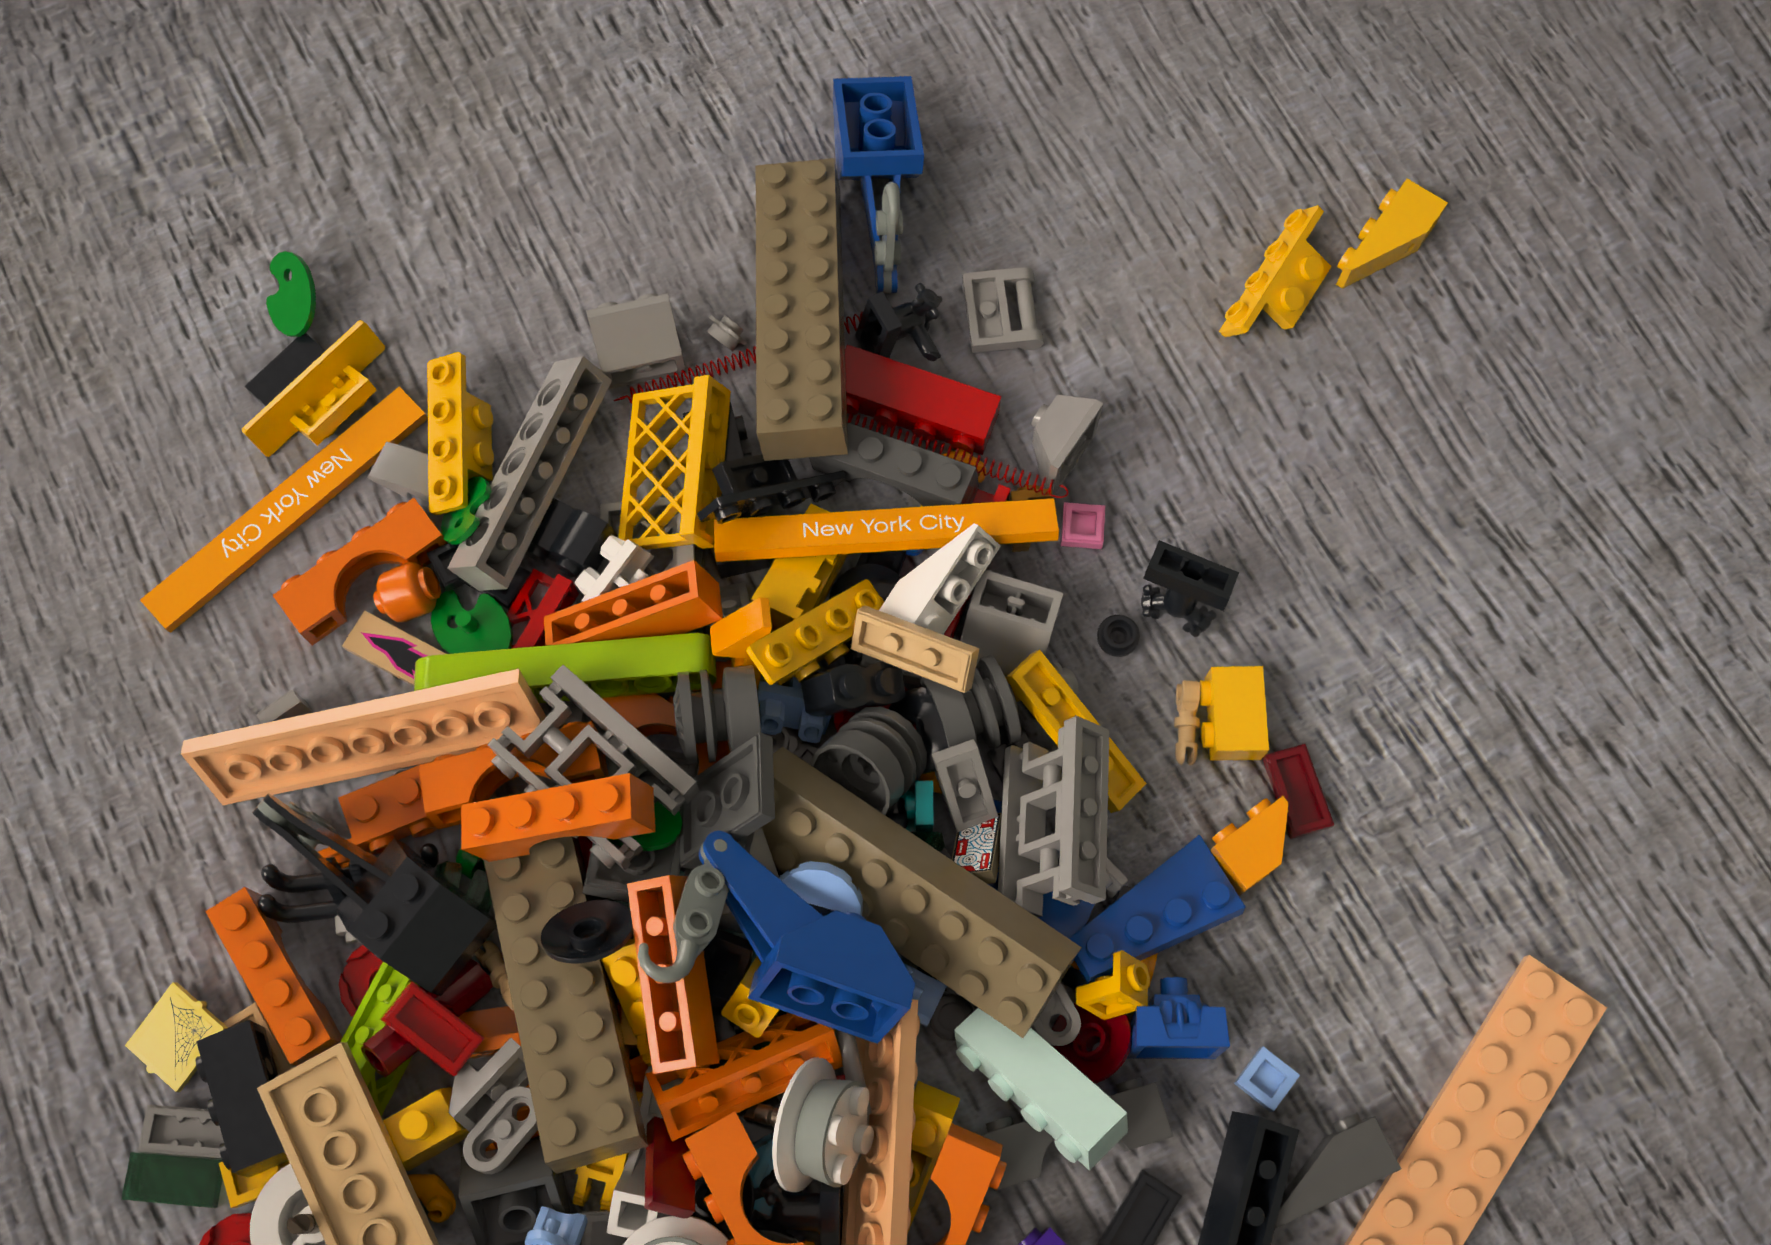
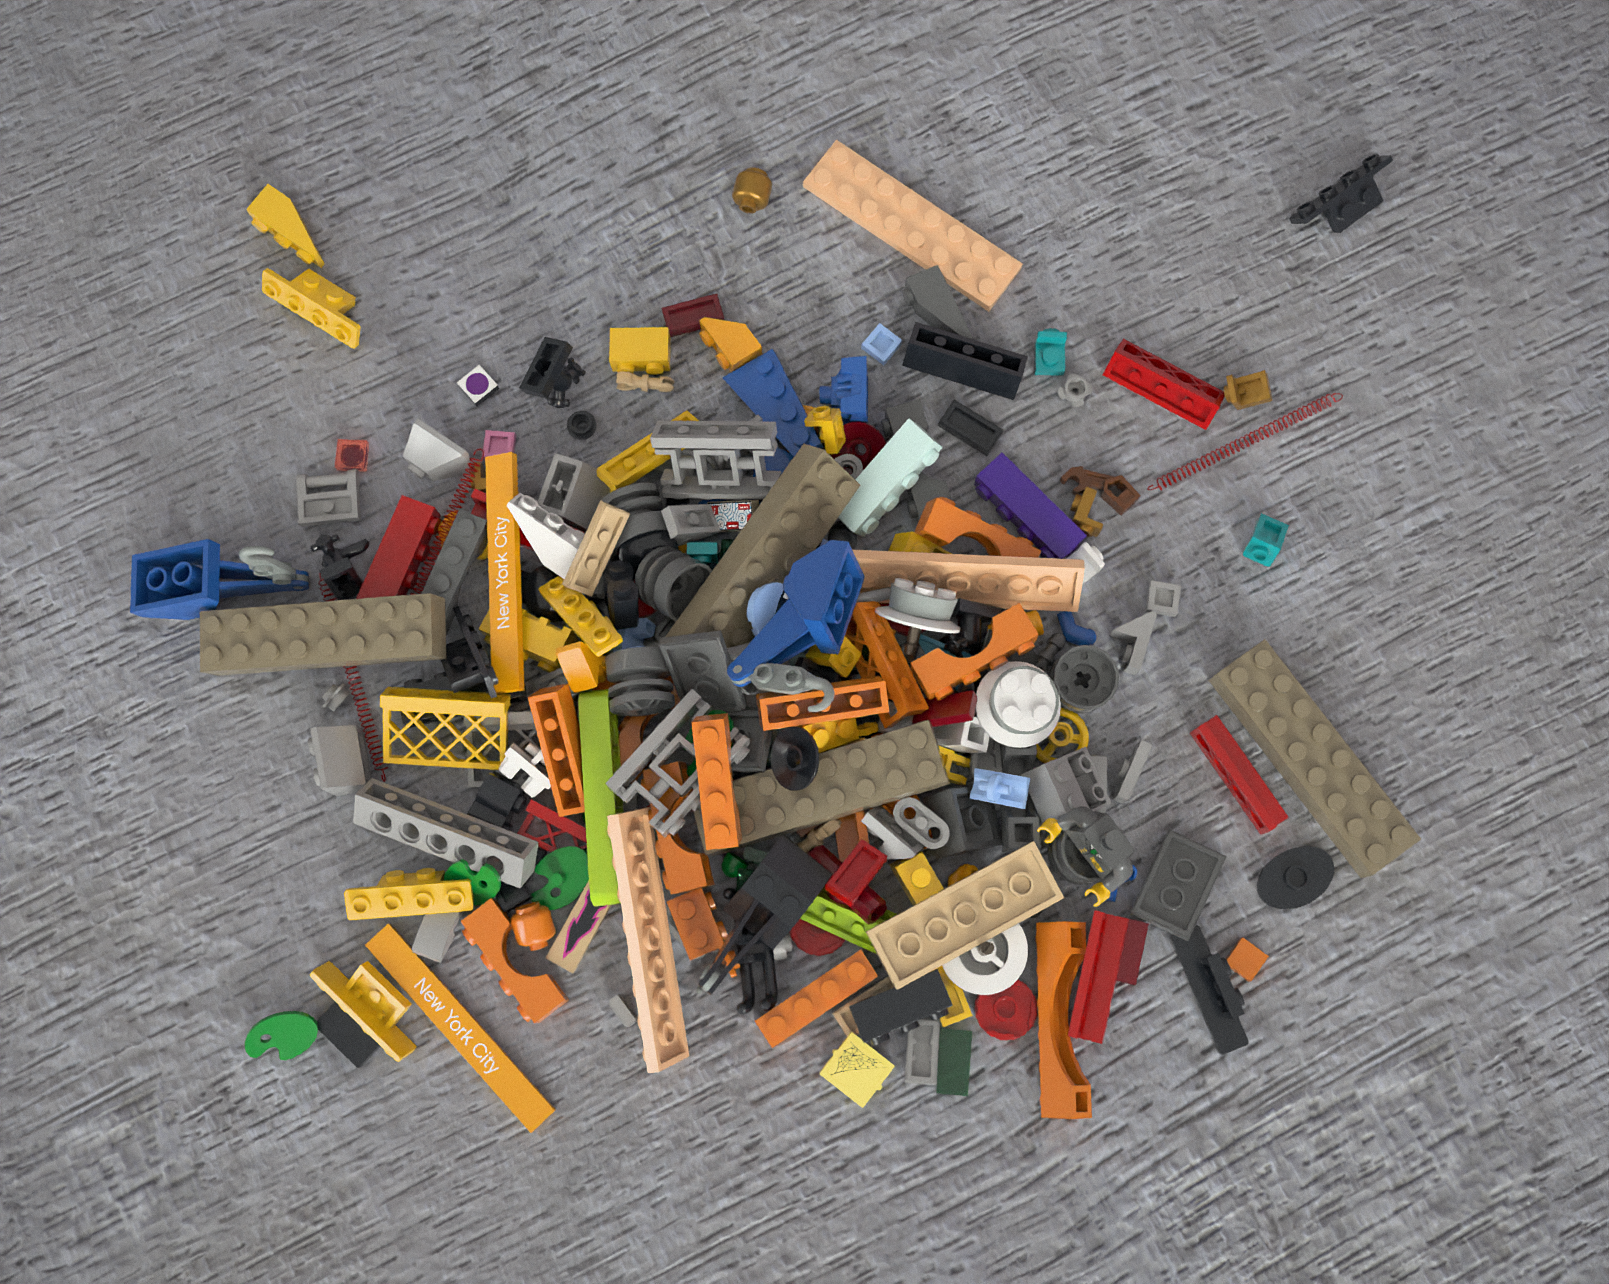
camera: 90 degrees left, 5 degrees up
(1064, 337) = (352, 455): none -> clear red tile
(1172, 493) = (478, 385): none -> tile
(1506, 875) = (752, 190): none -> pearl gold head

